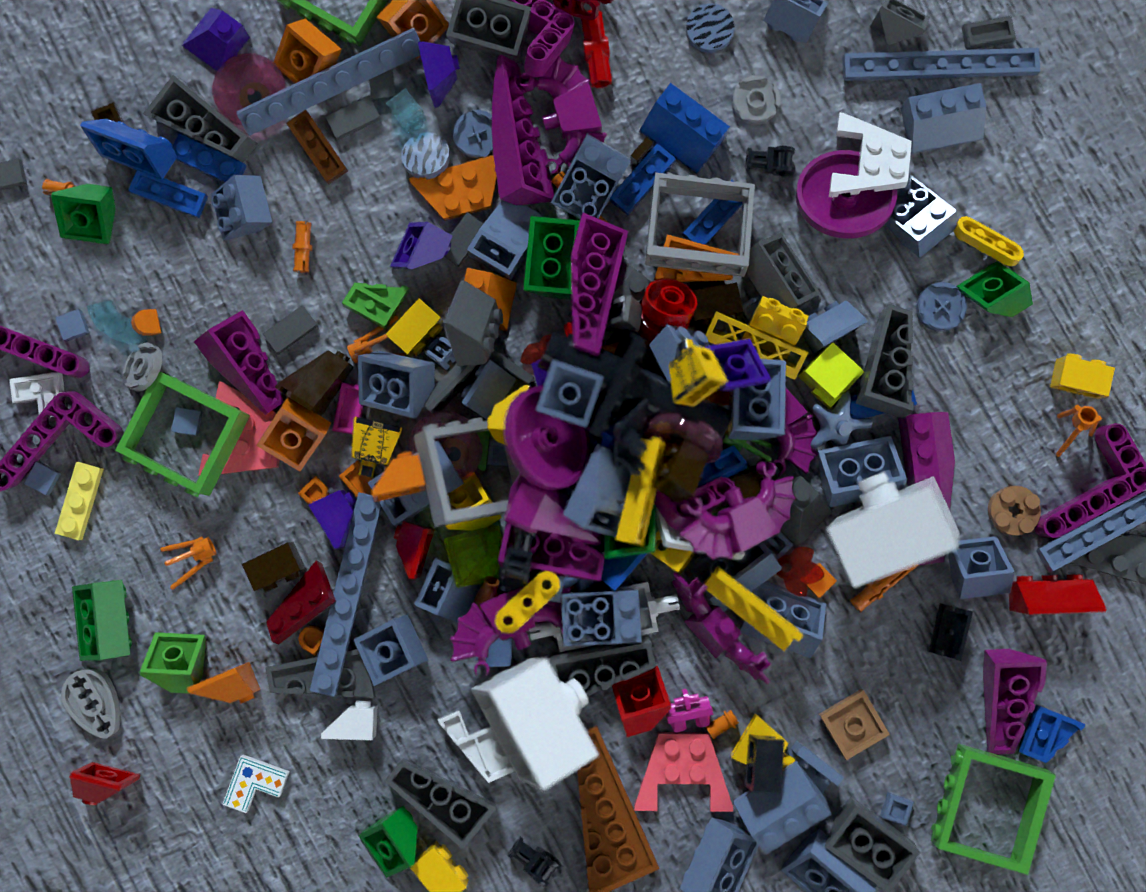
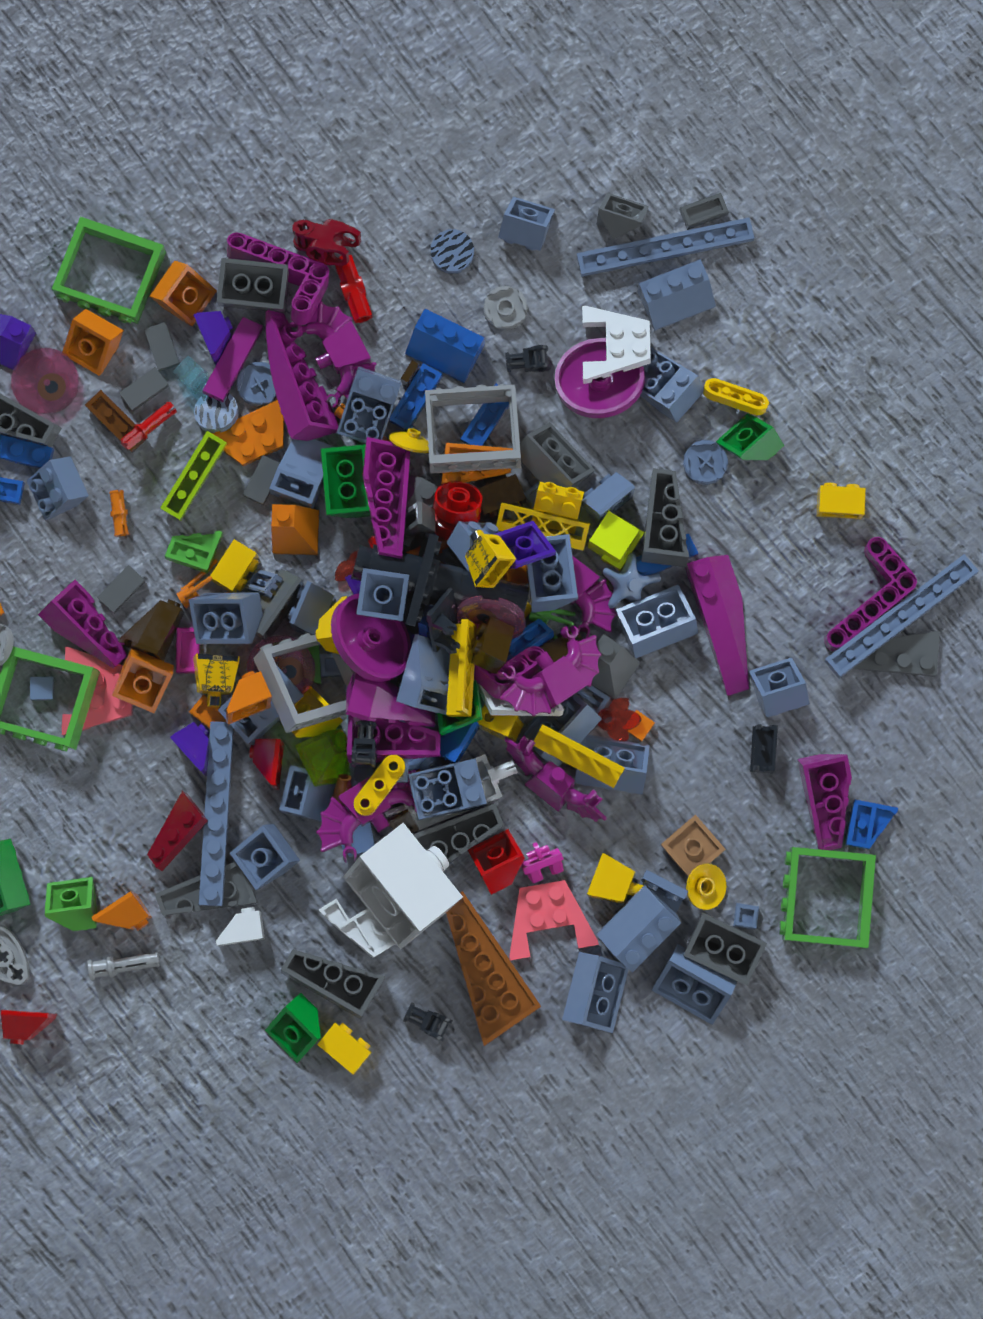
camera: 10 degrees left, 5 degrees down
(201, 549) = (75, 799): orange plant -> none
(207, 736) = (112, 966): none -> light grey pin
(253, 776) = (157, 995): white tile -> none
(273, 567) = (146, 803): dark brown brick -> none
(311, 638) = (191, 862): orange tile -> none
(314, 490) = (167, 729): orange tile -> none
(330, 82) = (119, 361): sand blue plate -> none
(343, 160) = (141, 430): none -> red axle
(388, 221) = (194, 475): none -> lime brick
(421, 245) = (227, 492): dark purple slope -> none
(453, 102) = (232, 359): none -> magenta tile
(472, 325) = (287, 553): dark grey slope -> none
(511, 368) = (332, 588): dark grey tile -> none
(546, 643) = (403, 817): none -> dark brown tile
(629, 225) = (410, 441): none -> yellow dish
(722, 724) = (575, 868): orange pin -> none
(764, 764) = (615, 890): black hinge -> none
(861, 771) = (713, 886): none -> yellow dish
(876, 589) = (691, 724): orange pin -> none
(893, 528) = (686, 660): white brick -> none
(1001, 516) = (812, 622): medium nougat plate -> none
(1055, 595) = (848, 698): red slope -> none
(1083, 419) = (842, 538): orange plant -> none

